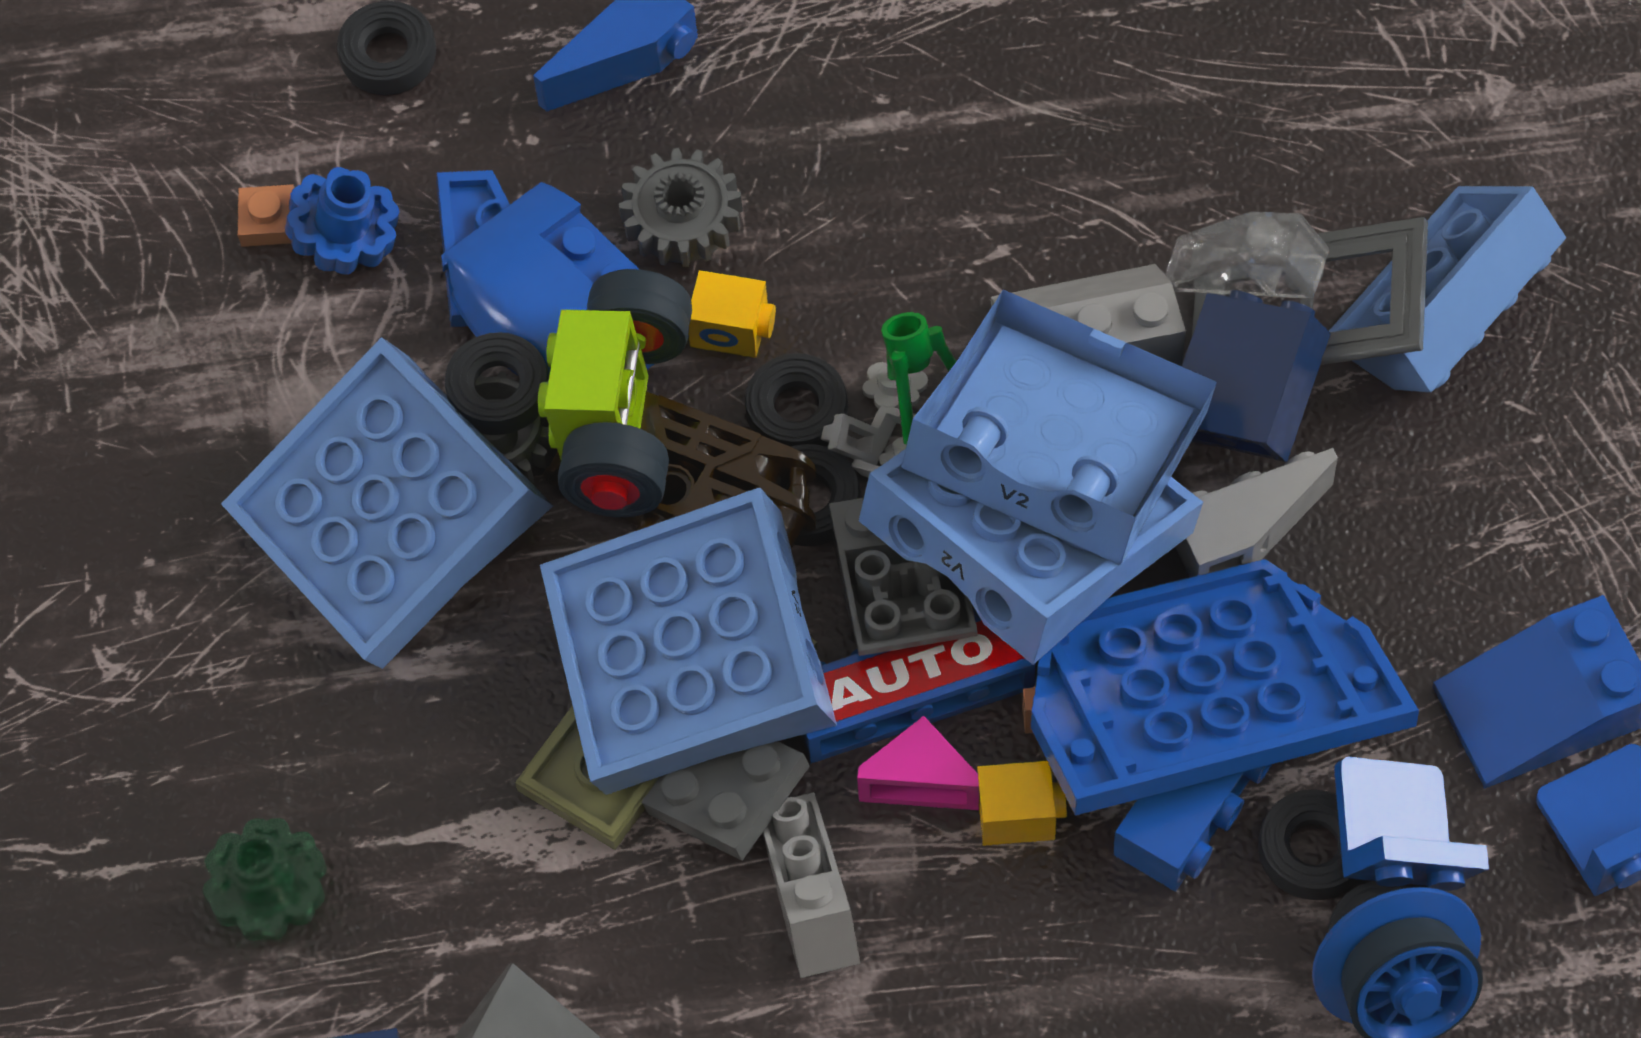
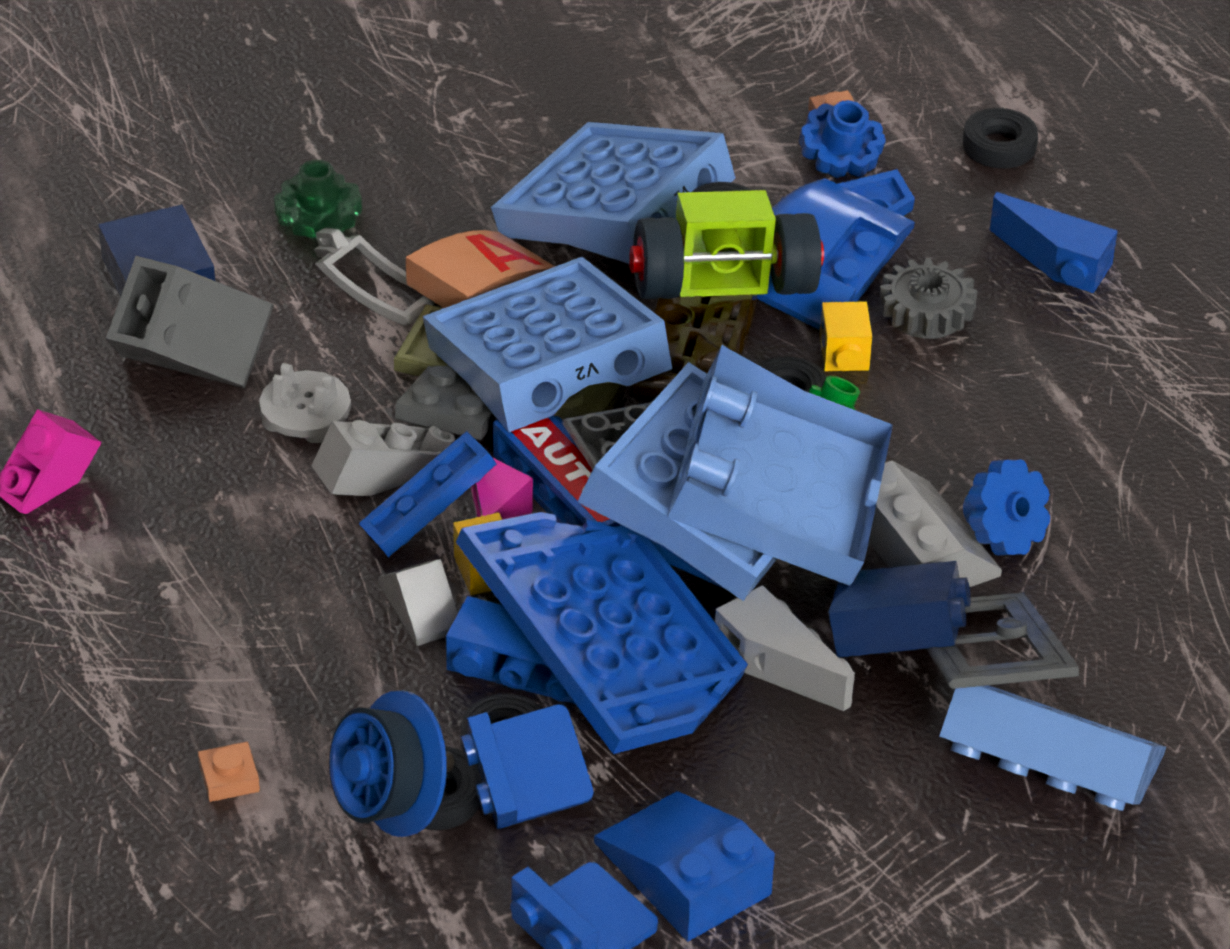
camera: 70 degrees right, 20 degrees down
(376, 858) = (334, 246): none -> light grey sword
(480, 701) = (469, 266): none -> nougat slope
(650, 989) = (303, 403): none -> light grey plate
(917, 843) = (427, 494): none -> blue plate
(1061, 894) = (421, 600): none -> light grey slope
(1087, 229) = (1008, 507): none -> blue plant
(1250, 254) = (1006, 590): clear slope -> none

